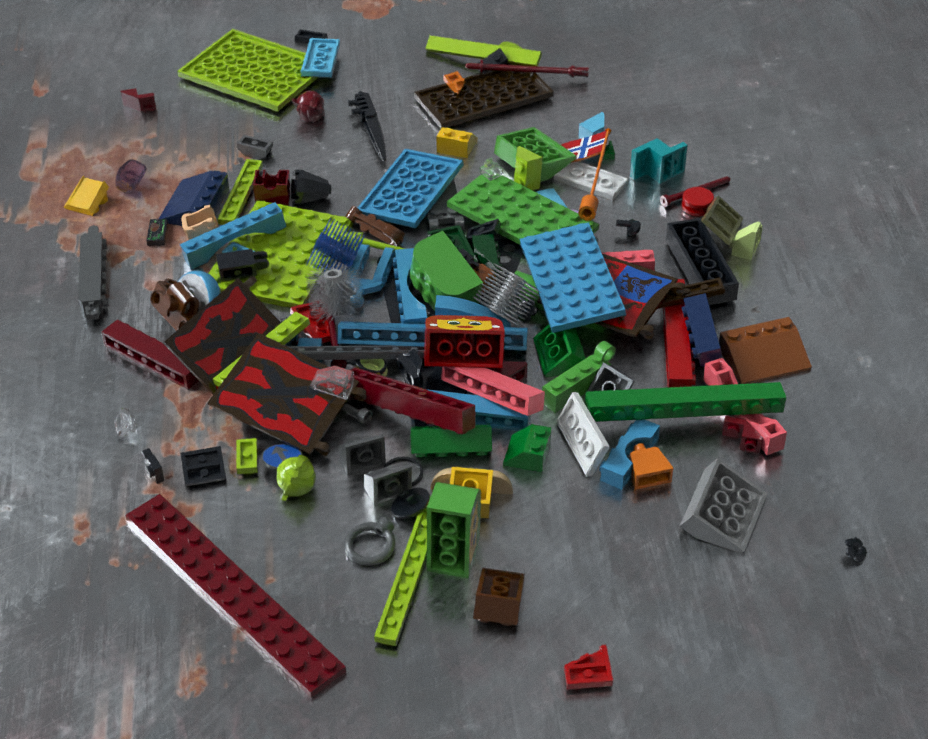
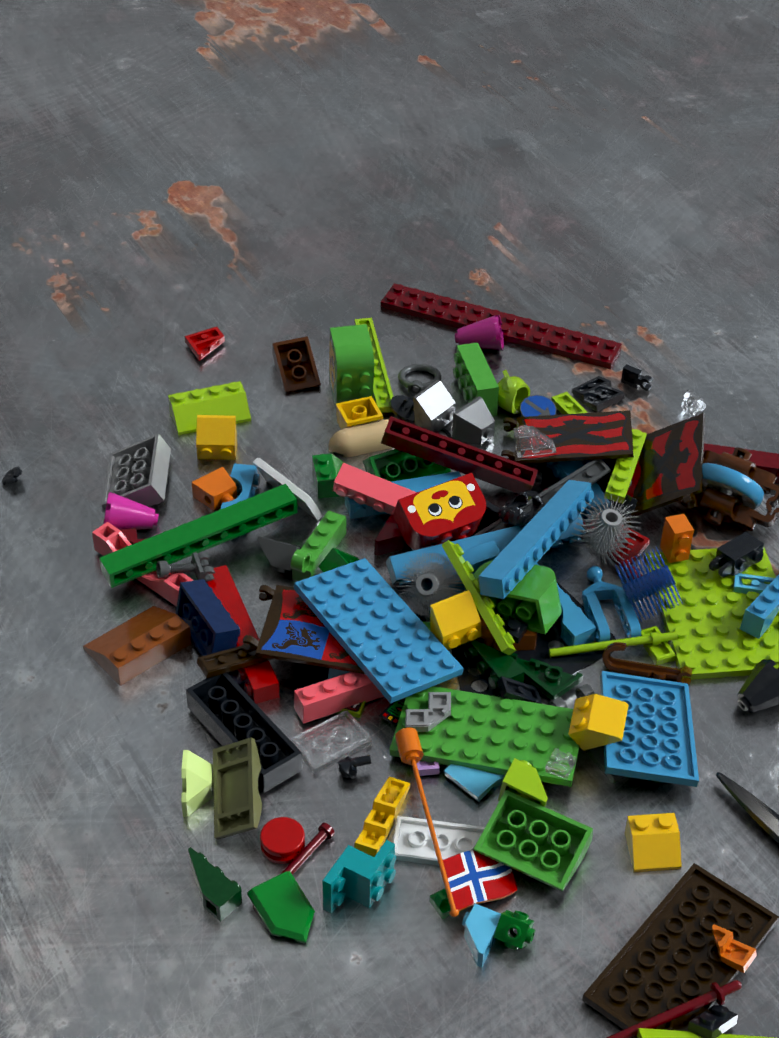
camera: 155 degrees right, 0 degrees up
(268, 562) = (484, 332): none -> dark pink cone
(279, 279) = (676, 538): none -> orange brick
(322, 498) = (475, 376): none -> bright green brick
(398, 327) = (514, 515): none -> black piece
(400, 285) = (535, 539): none -> dark azure brick
(448, 180) = (597, 721): none -> yellow slope
(481, 262) = (483, 604): none -> lime plate
(509, 259) = (455, 620): none -> yellow slope
(565, 222) = (426, 719): none -> light grey tile
(572, 120) = (507, 927): none -> green brick
(620, 570) = (216, 400): none -> lime slope
(623, 198) = (382, 816): none -> yellow slope
(628, 517) = (216, 437): none -> yellow slope
(639, 243) = (331, 741): none -> clear tile
(695, 379) = (197, 562): none -> dark grey bar
(711, 170) = (283, 907): none -> green tile
(748, 457) = (129, 514): none -> dark pink cone
(752, 186) = (217, 892): none -> dark green slope

